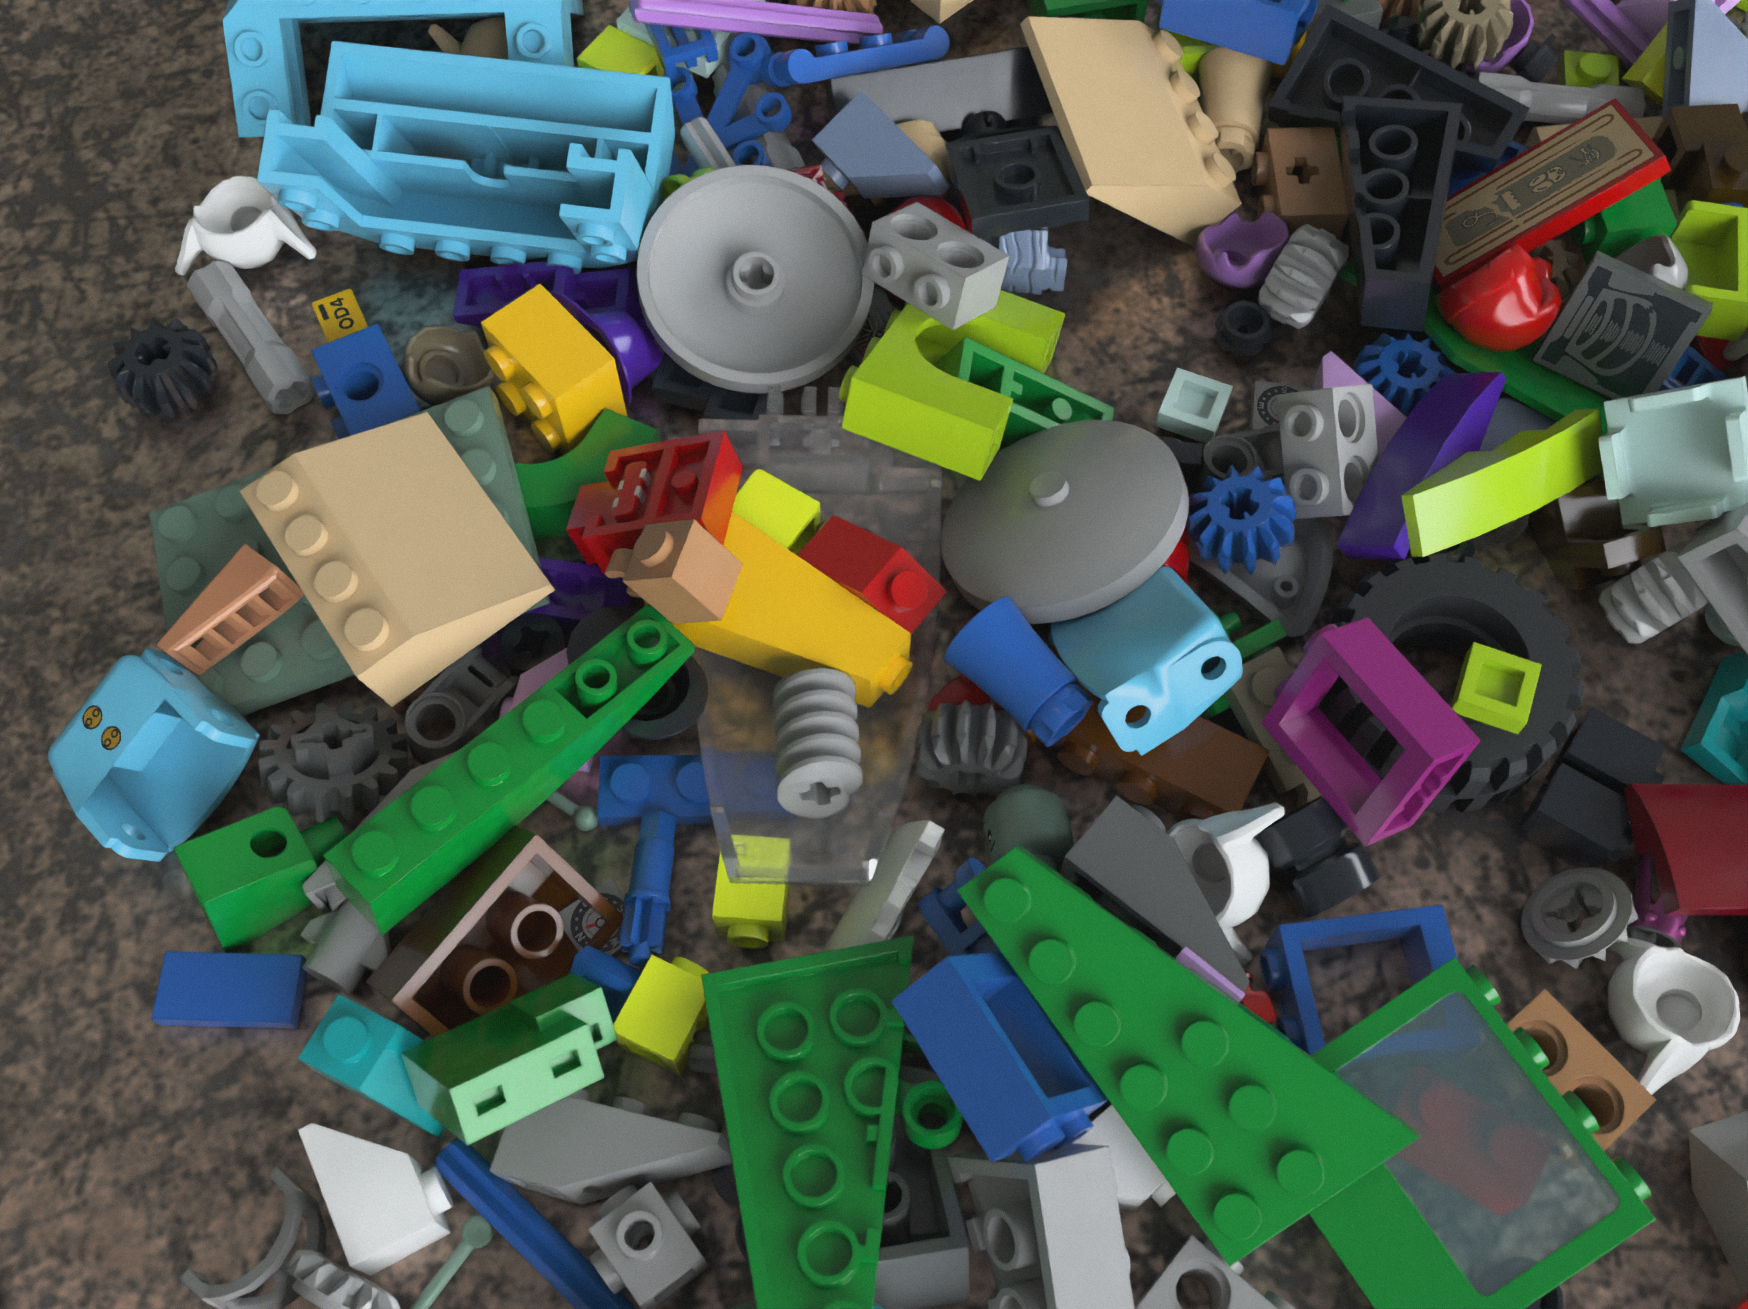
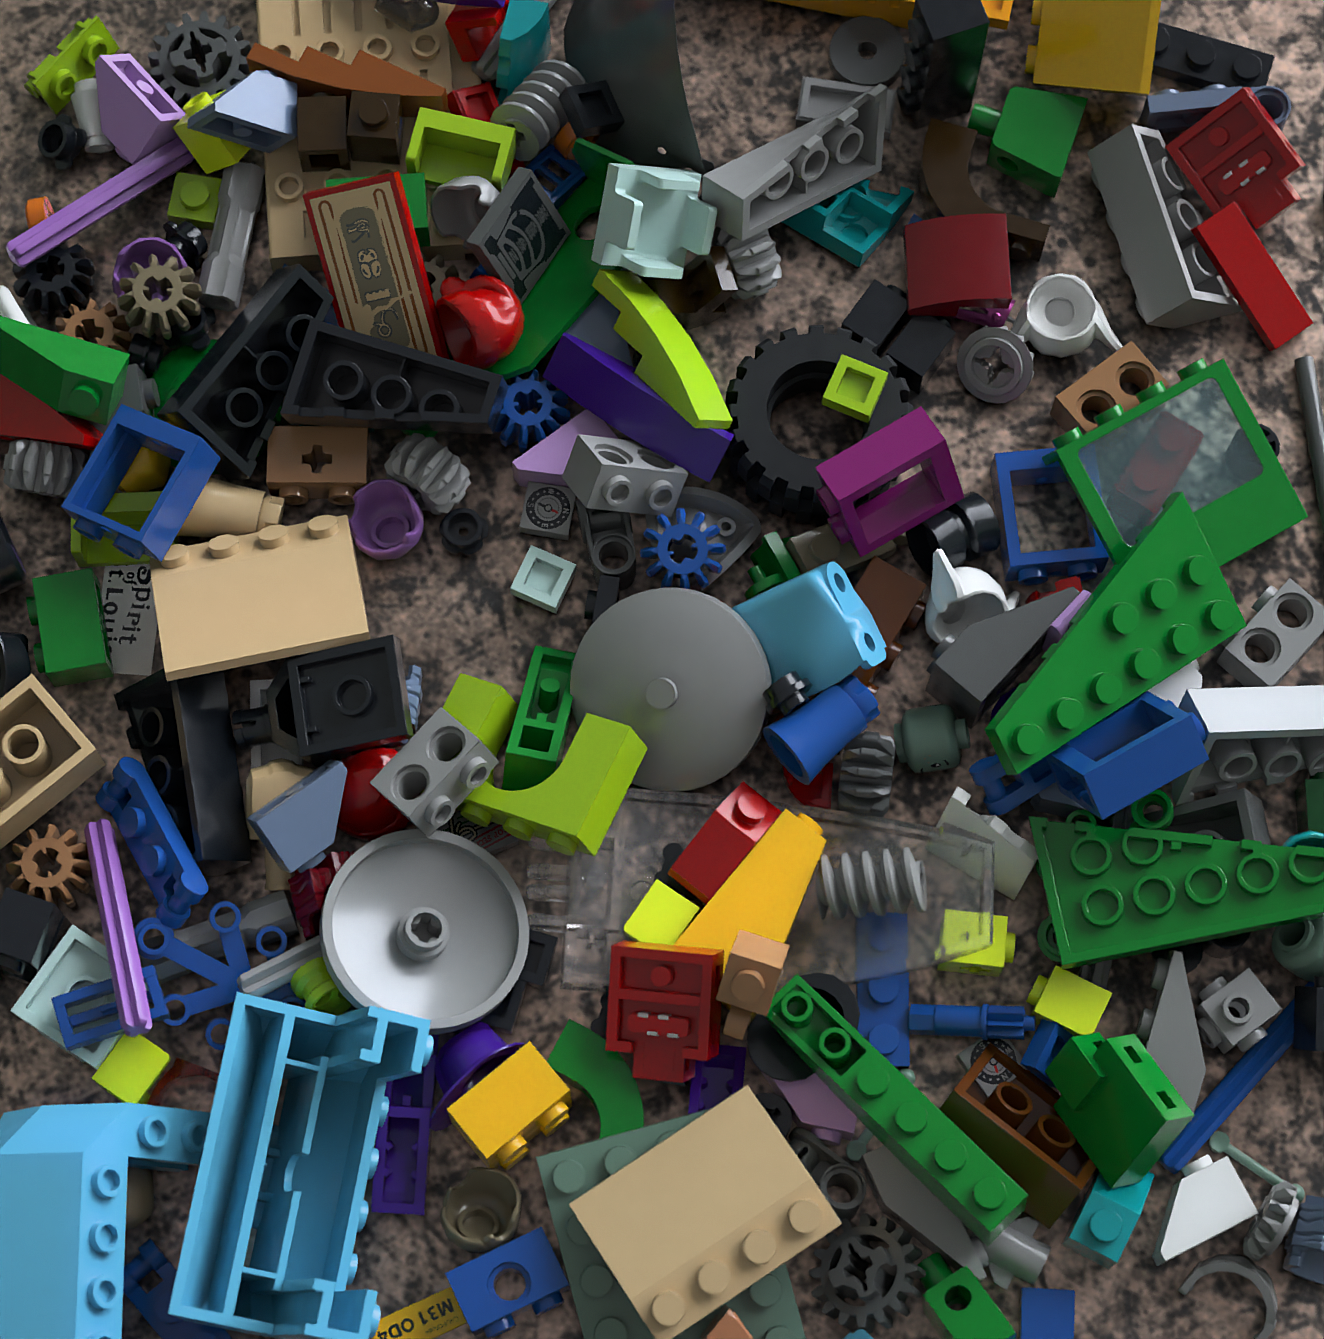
camera: 90 degrees left, 10 degrees up
(1058, 620) = (787, 694): none -> black plate

